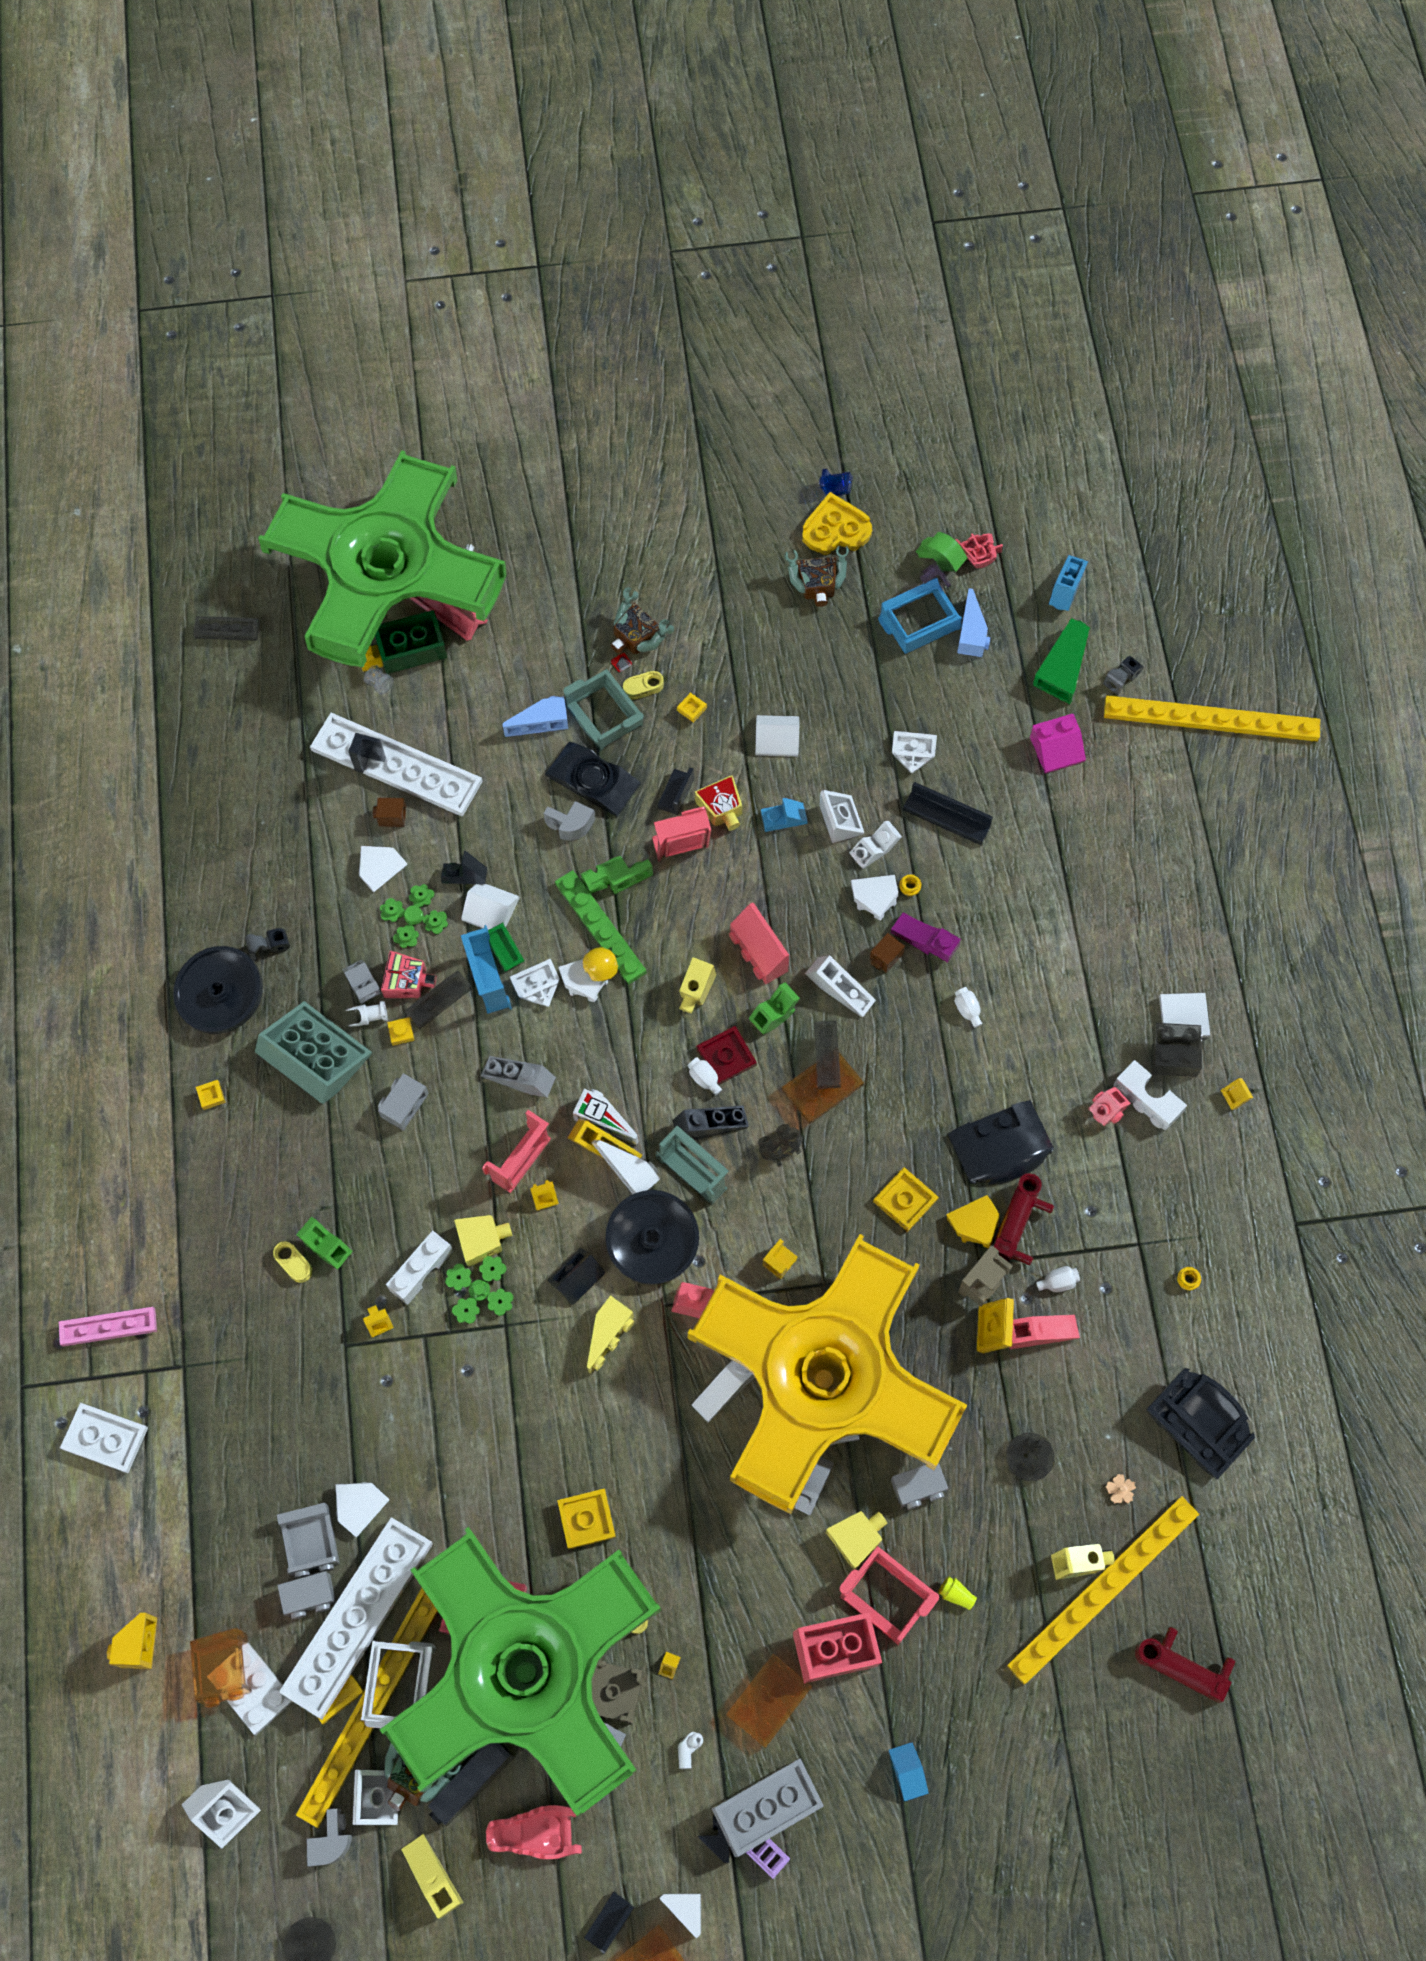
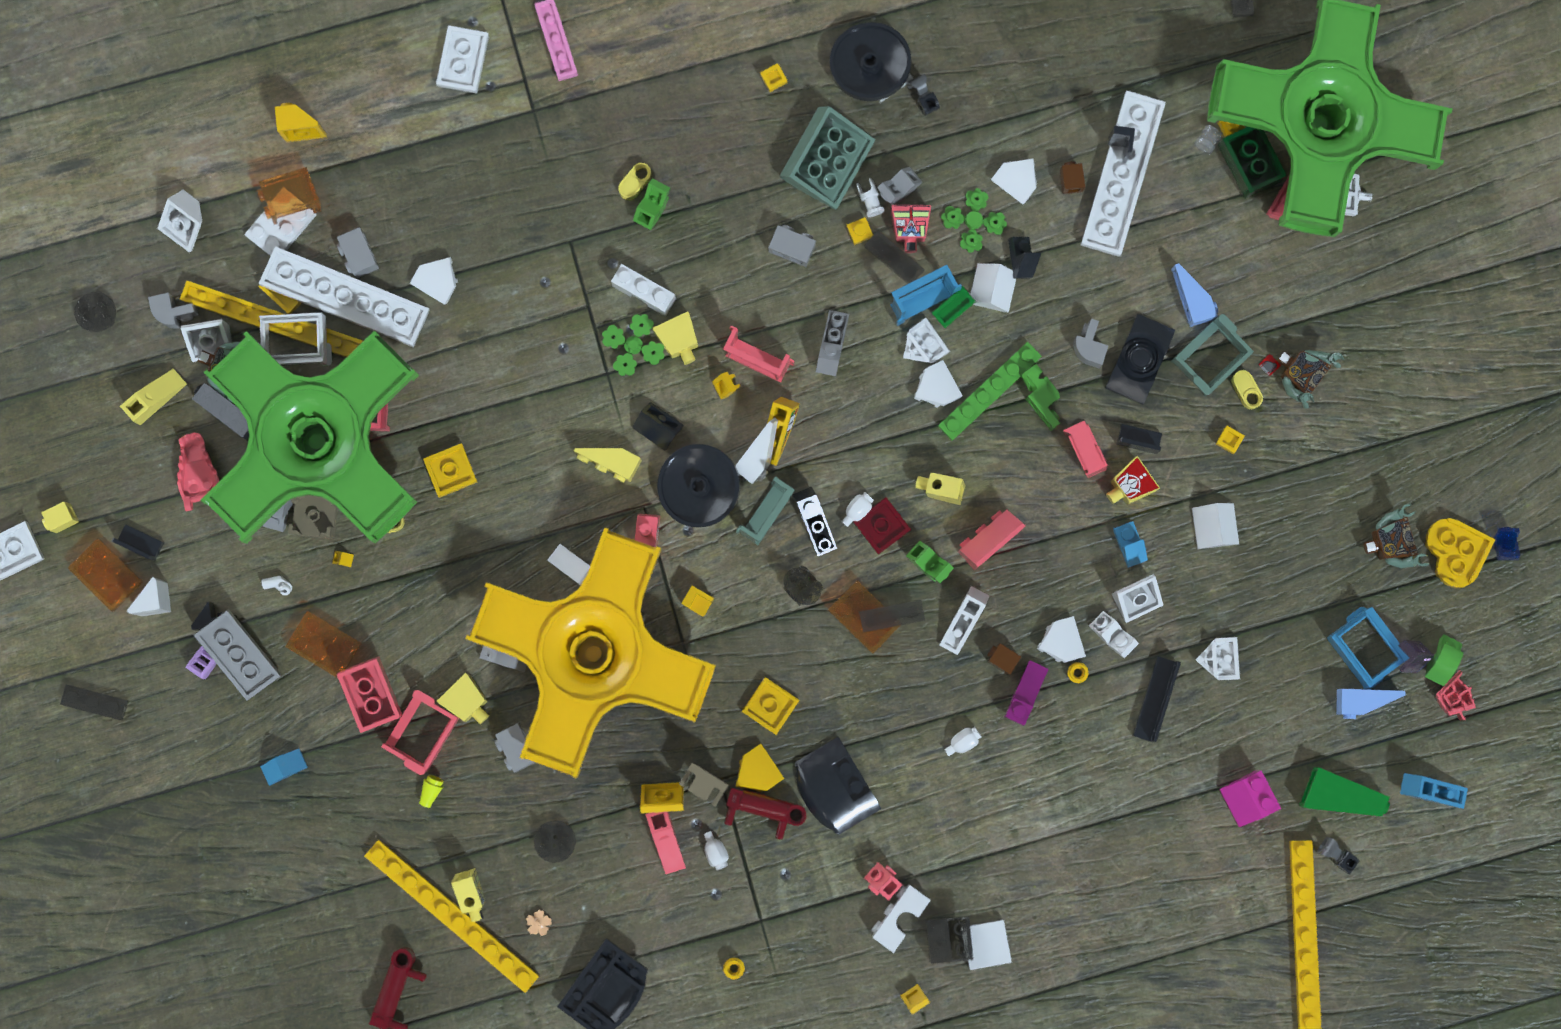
camera: 80 degrees right, 15 degrees up
(309, 1540) = (401, 245): light grey panel -> none
(377, 1321) = (592, 264): yellow tile -> none
(600, 964) = (948, 397): yellow hair -> none
(602, 1114) = (806, 423): white slope -> none

